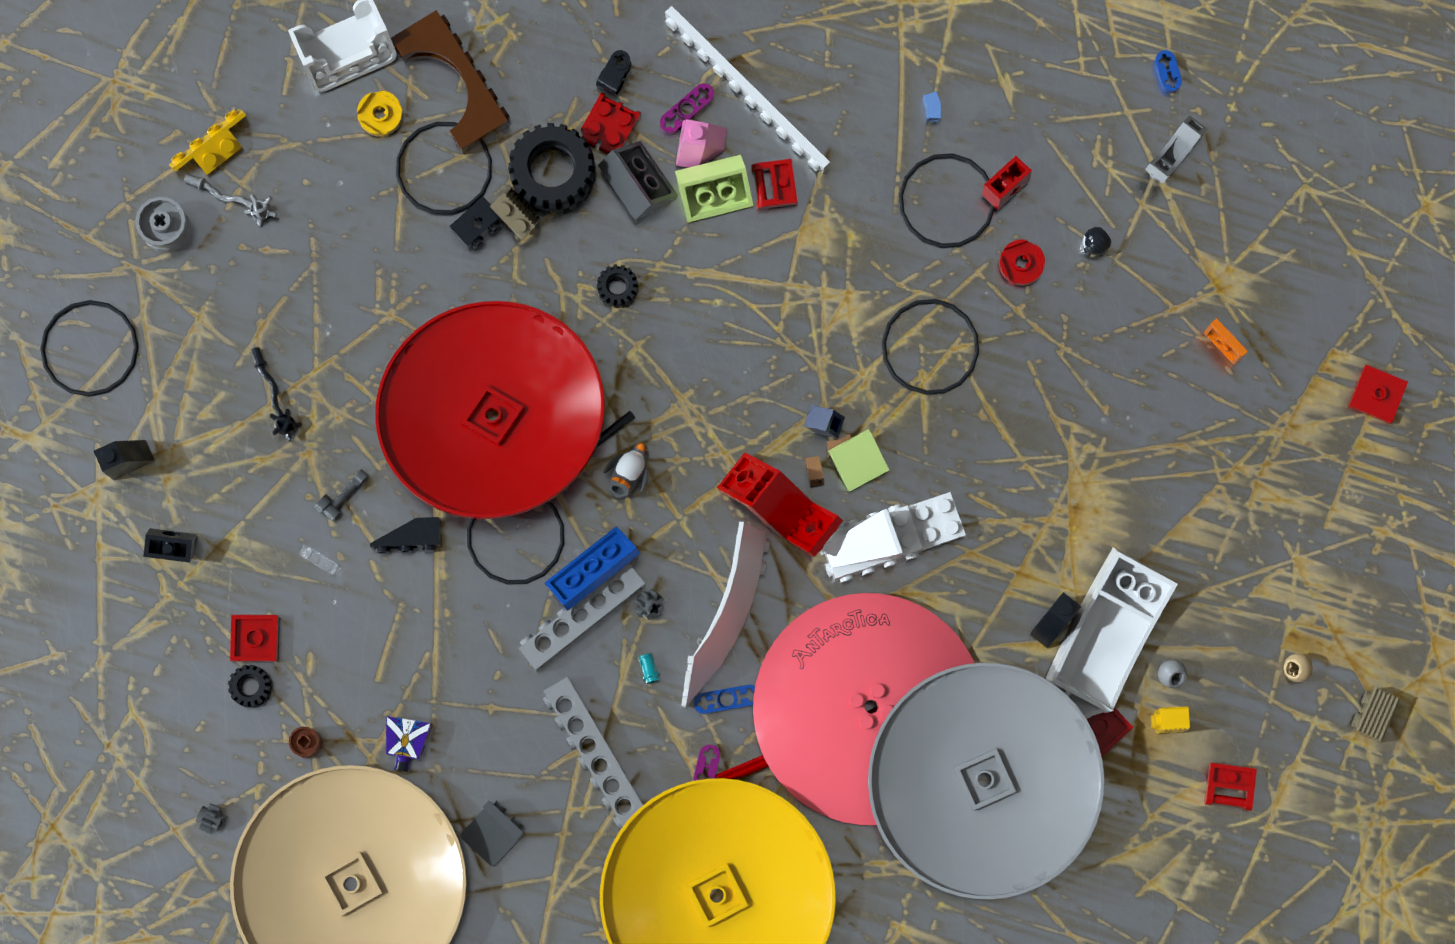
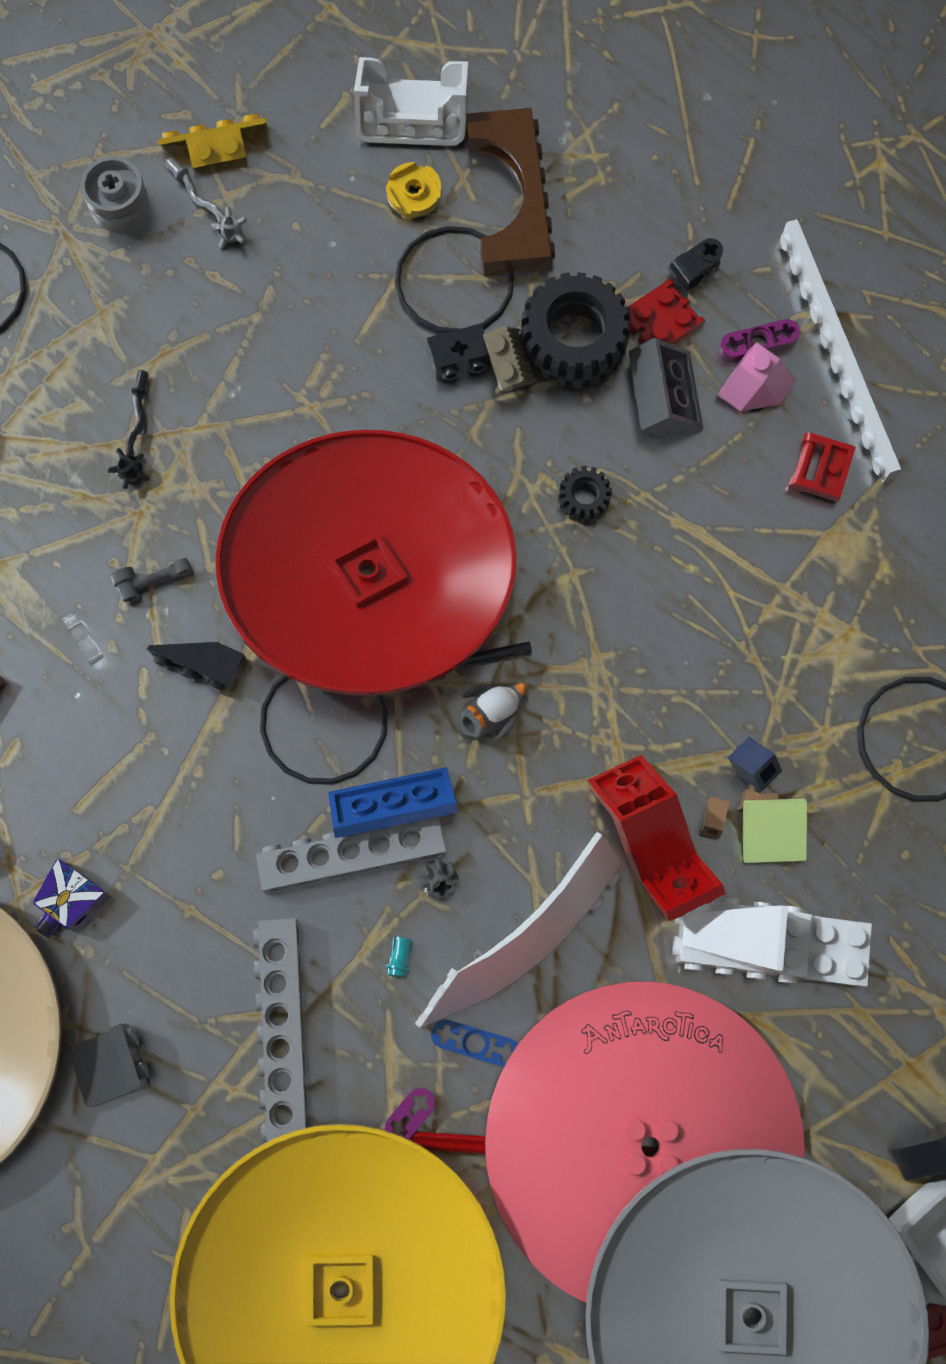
camera: 25 degrees right, 5 degrees down
(714, 188) = (750, 439): yellowish green slope -> none

